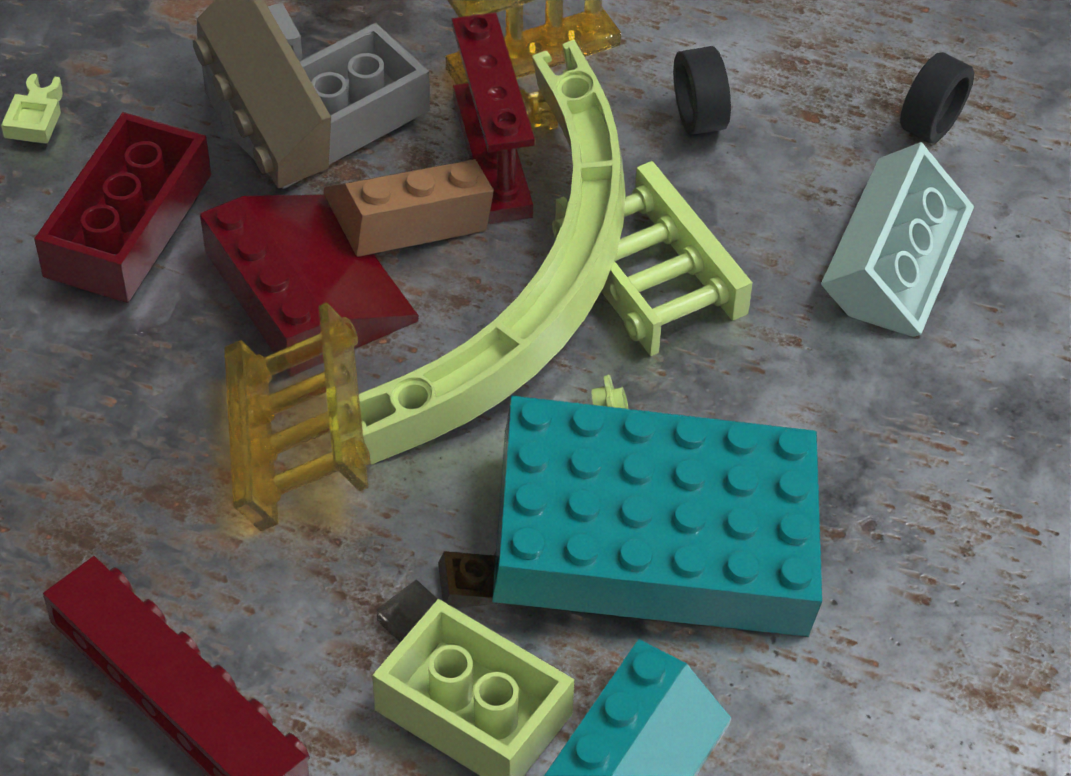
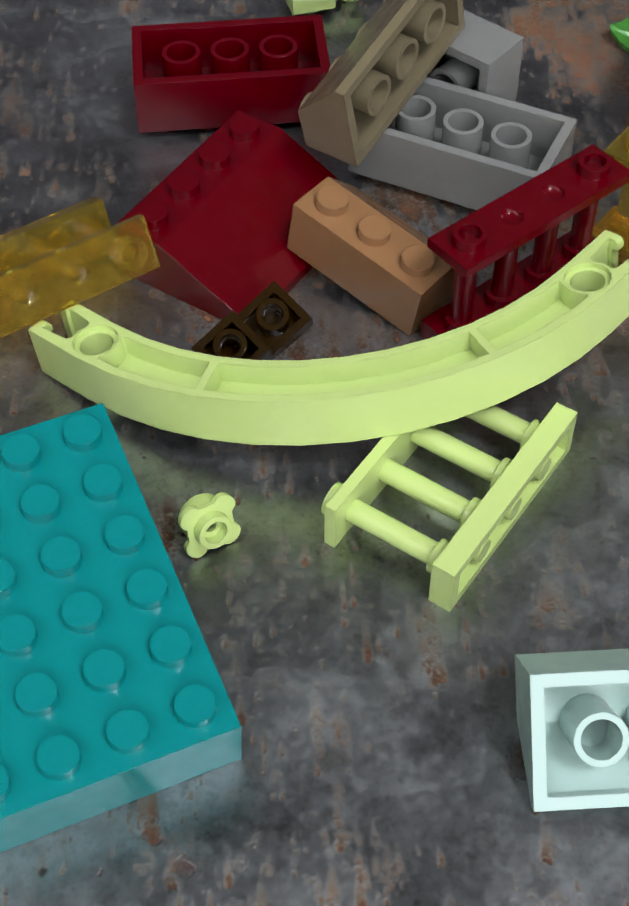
camera: 65 degrees right, 0 degrees up
(435, 310) = (259, 330): none -> dark brown slope

